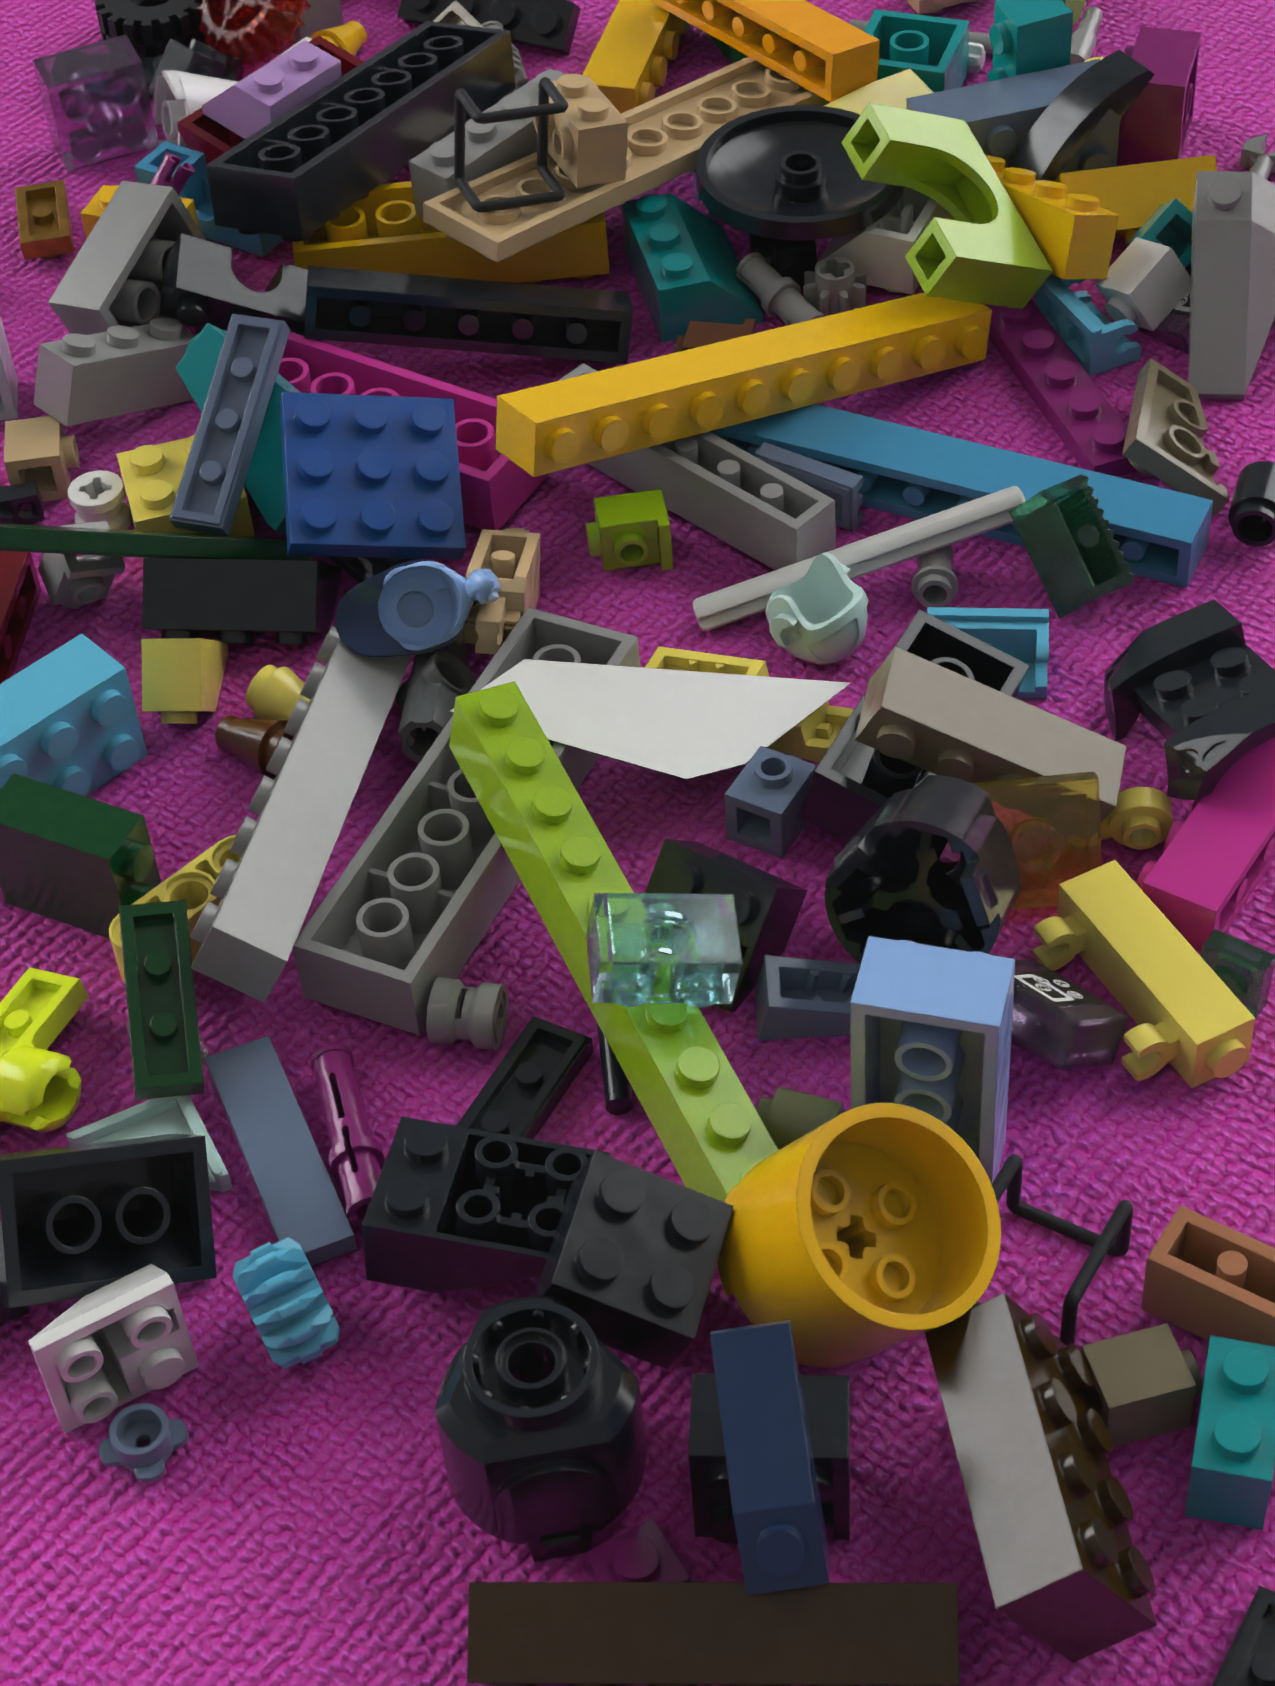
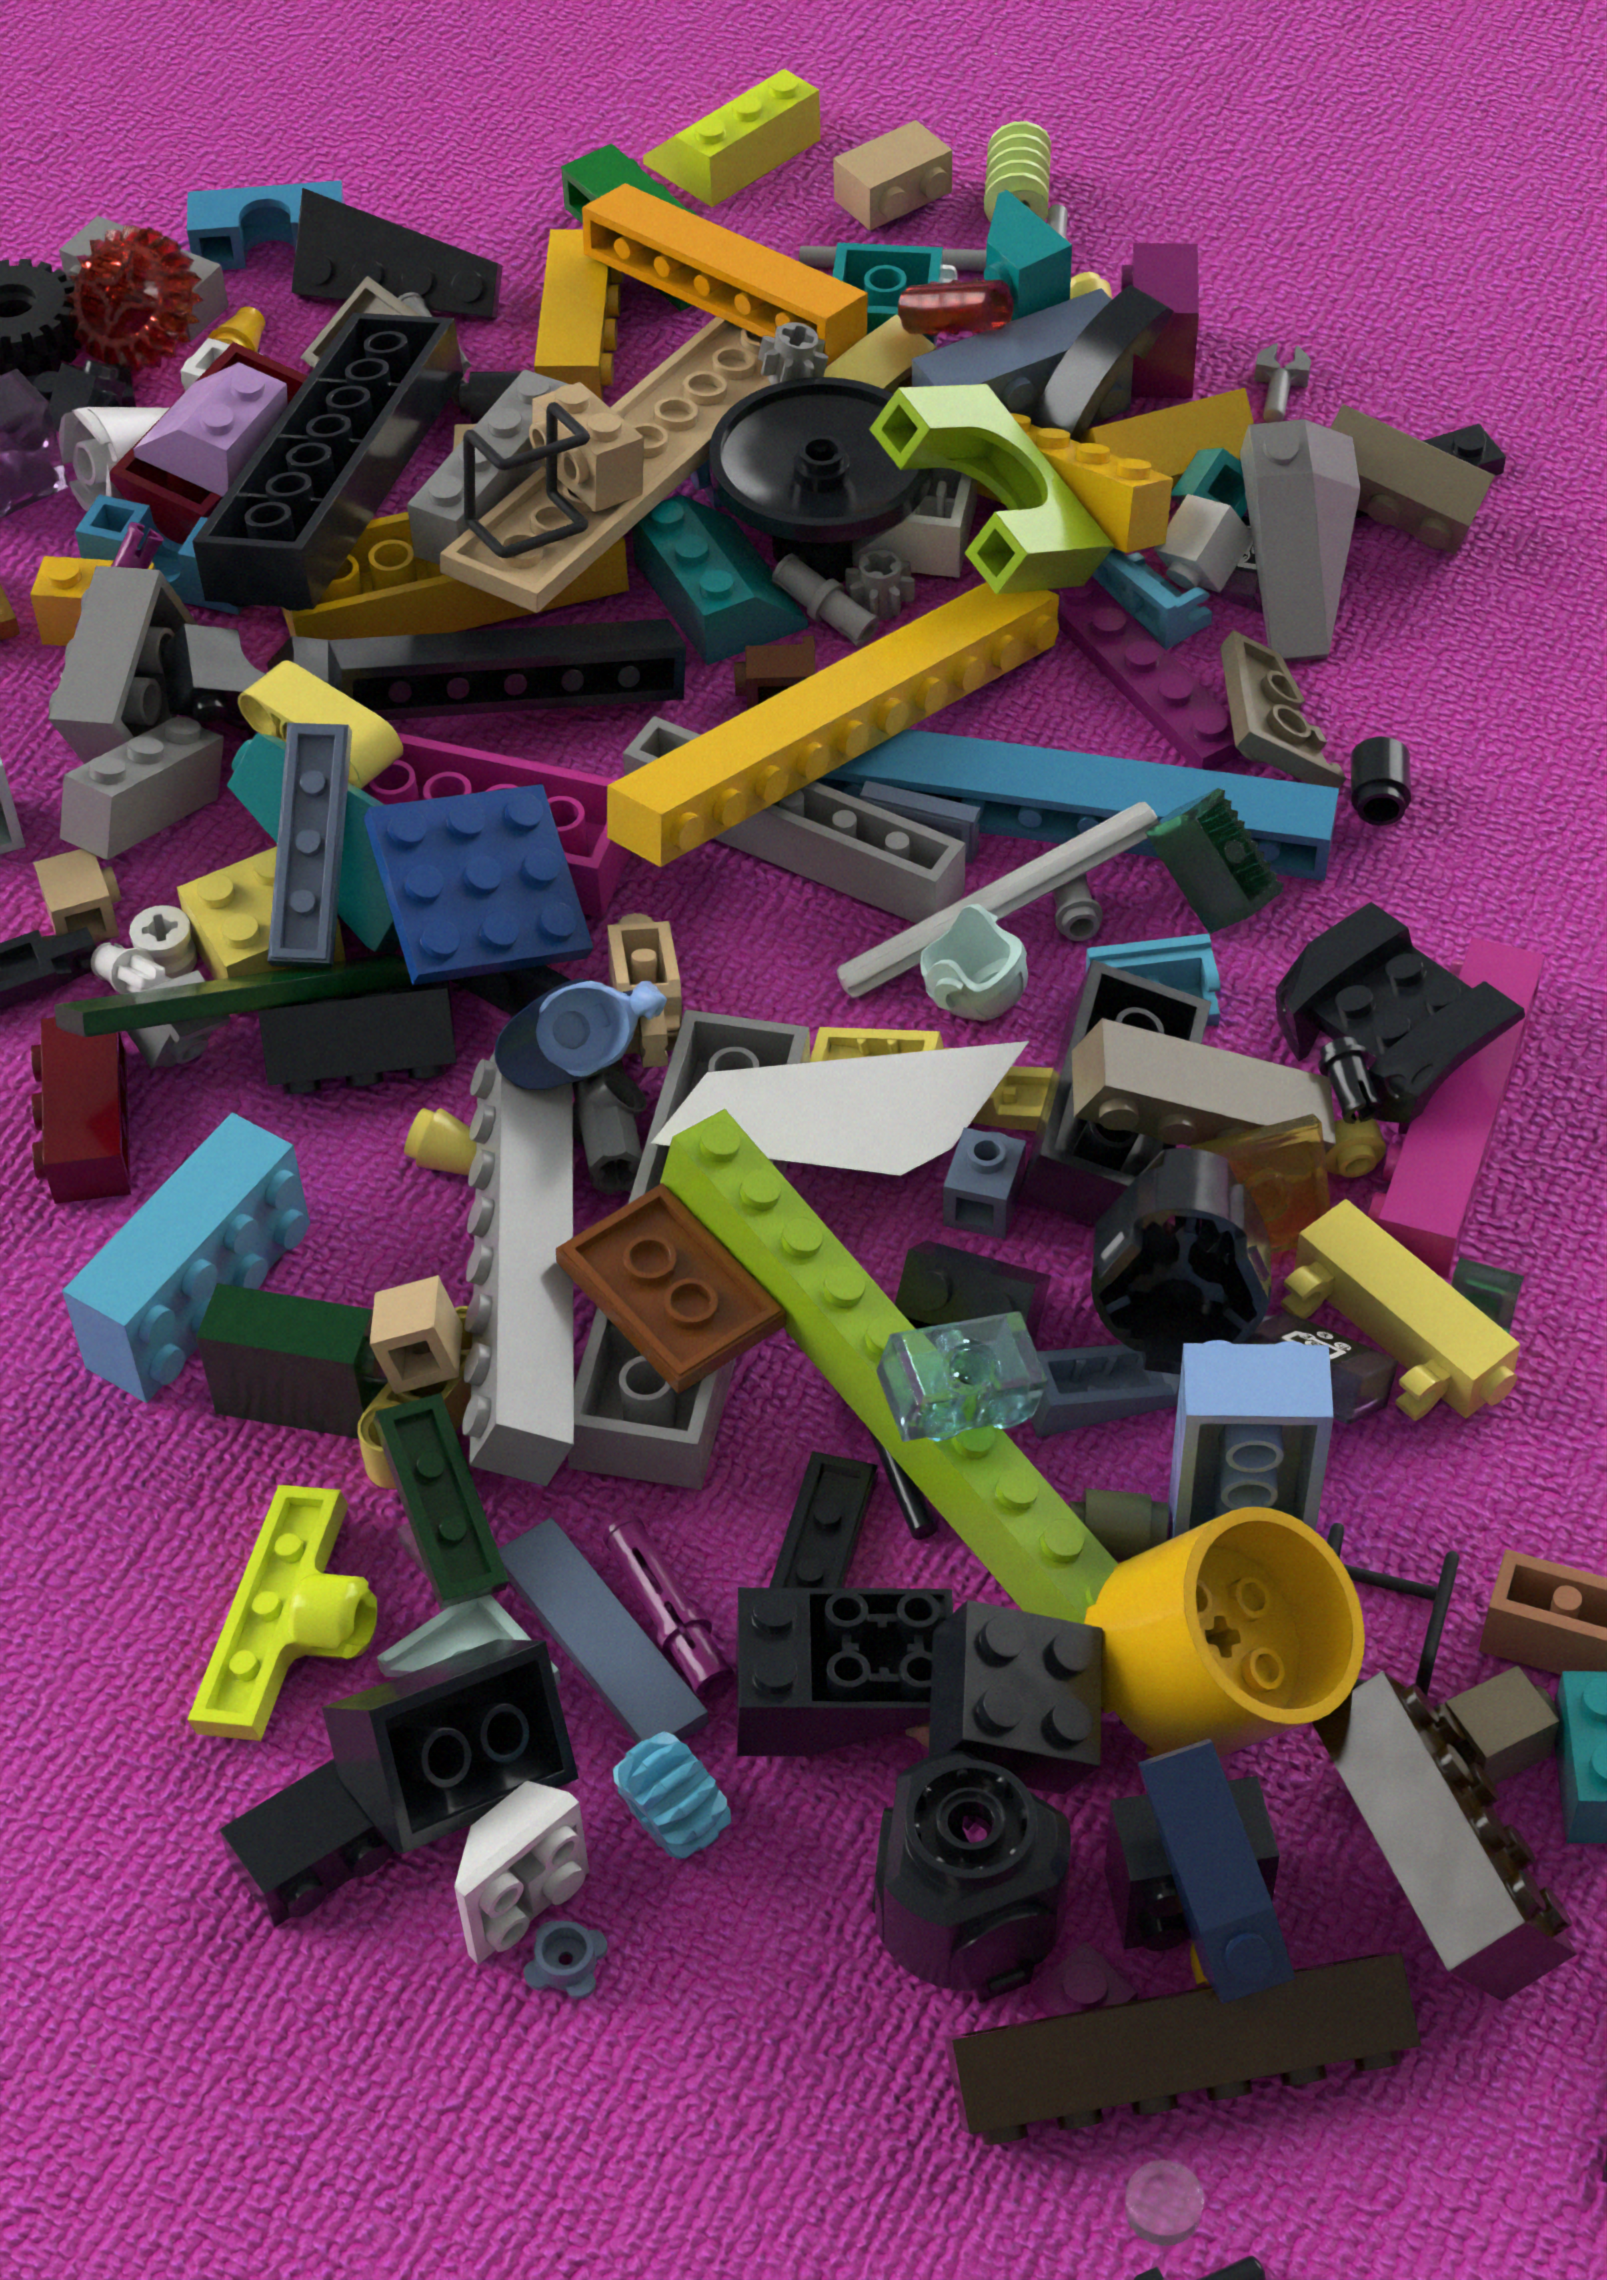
camera: 15 degrees left, 5 degrees up
(55, 512) = (126, 969): none -> white axle
(179, 845) = (416, 1334): none -> tan brick
(182, 677) = (328, 1135): light yellow slope -> none
(251, 740) = (434, 1196): reddish brown cone -> none
(311, 348) = (298, 696): none -> light yellow beam
(429, 840) = (670, 1288): none -> dark orange tile
(467, 1013) = (764, 1460): light grey wheel -> none
(631, 531) = (751, 898): lime brick -> none
(799, 83) = (792, 354): none -> light grey gear
(959, 60) = (955, 307): none -> clear red axle
(1144, 737) = (1346, 1067): none -> black pin

